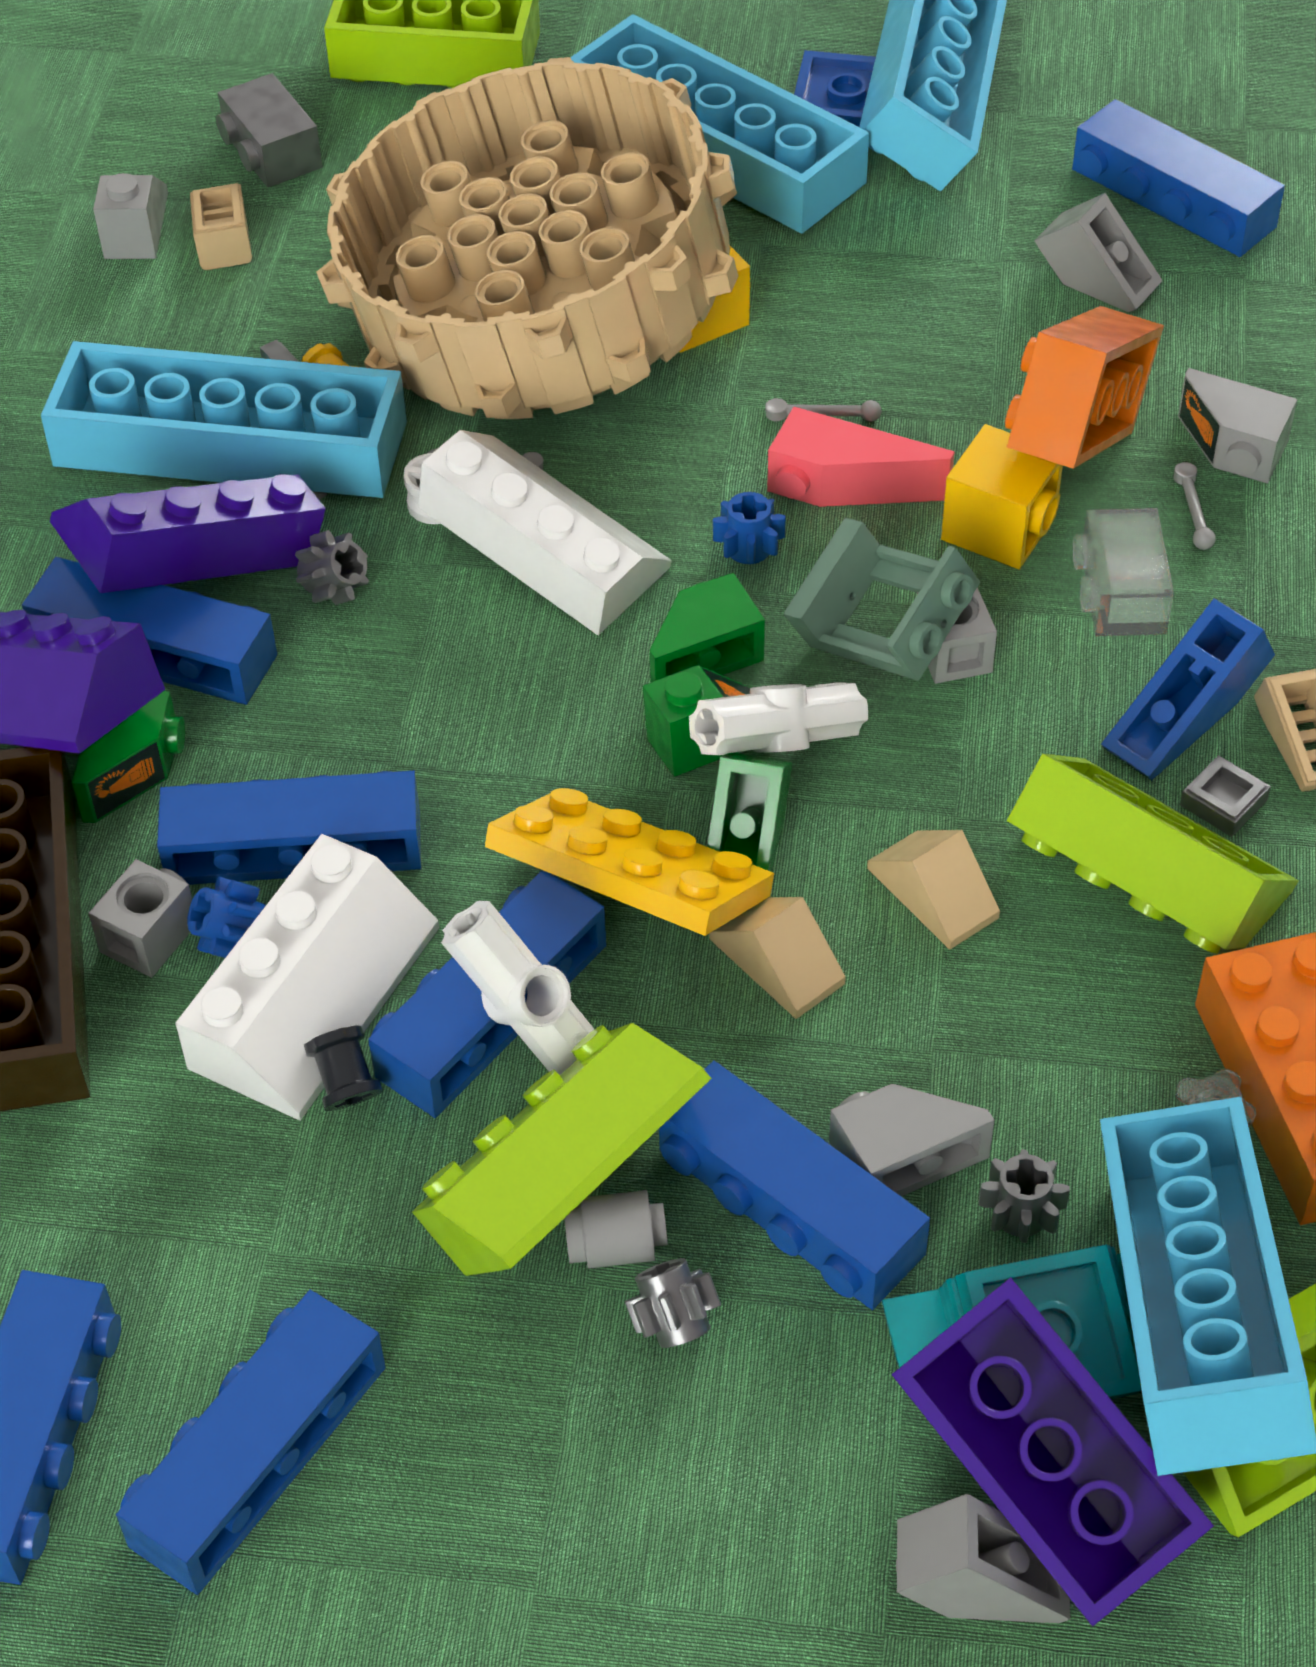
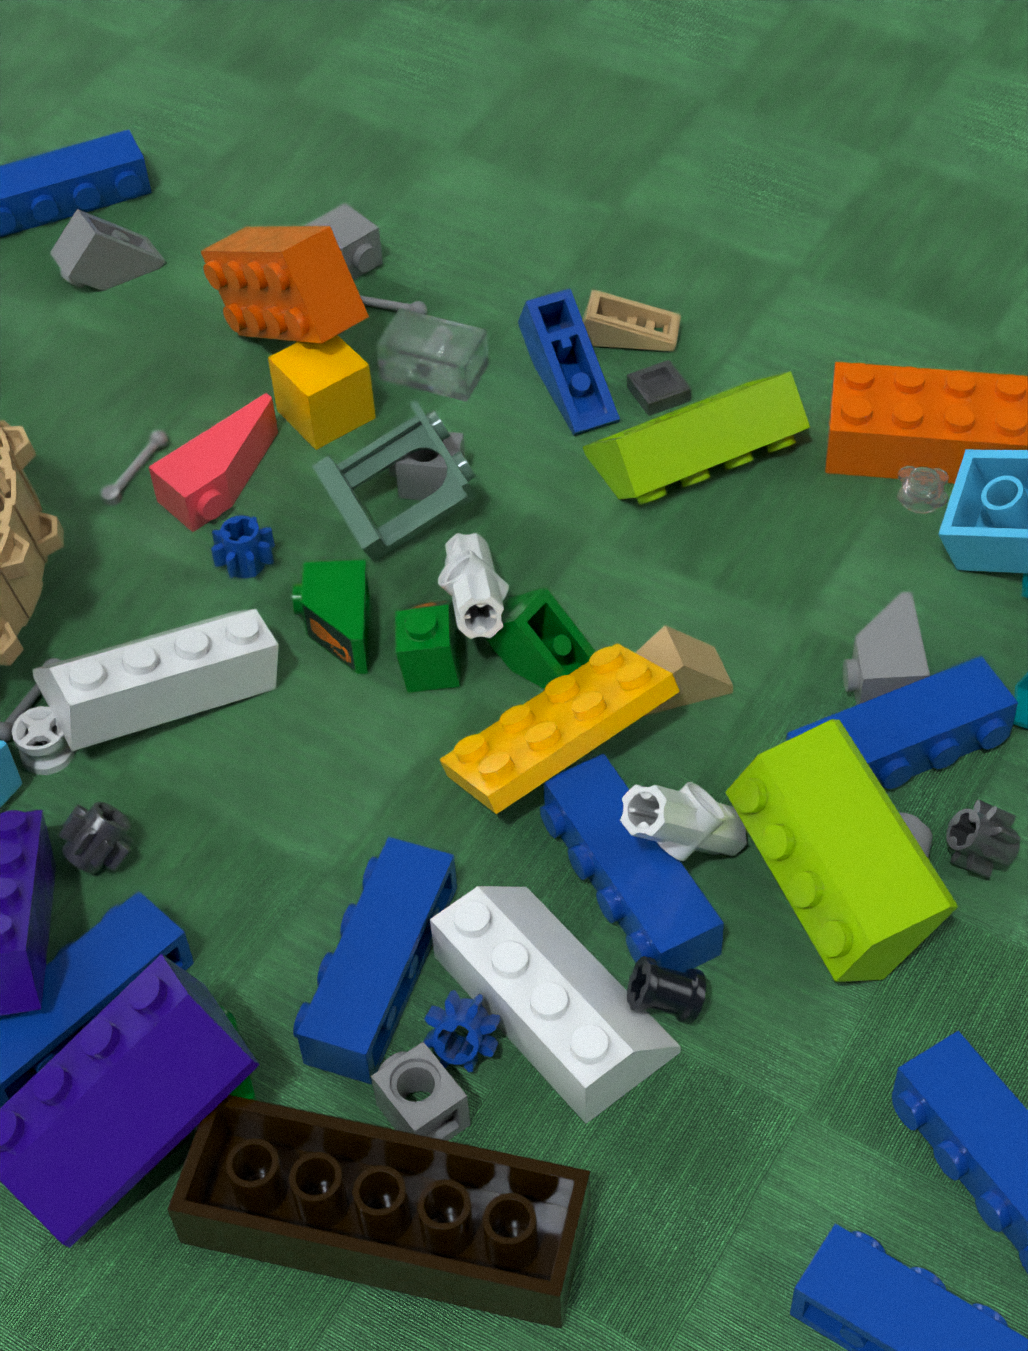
camera: 65 degrees left, 0 degrees up
(938, 883) = (653, 562): tan slope -> none
(1024, 1195) = (963, 609): flat silver gear -> none

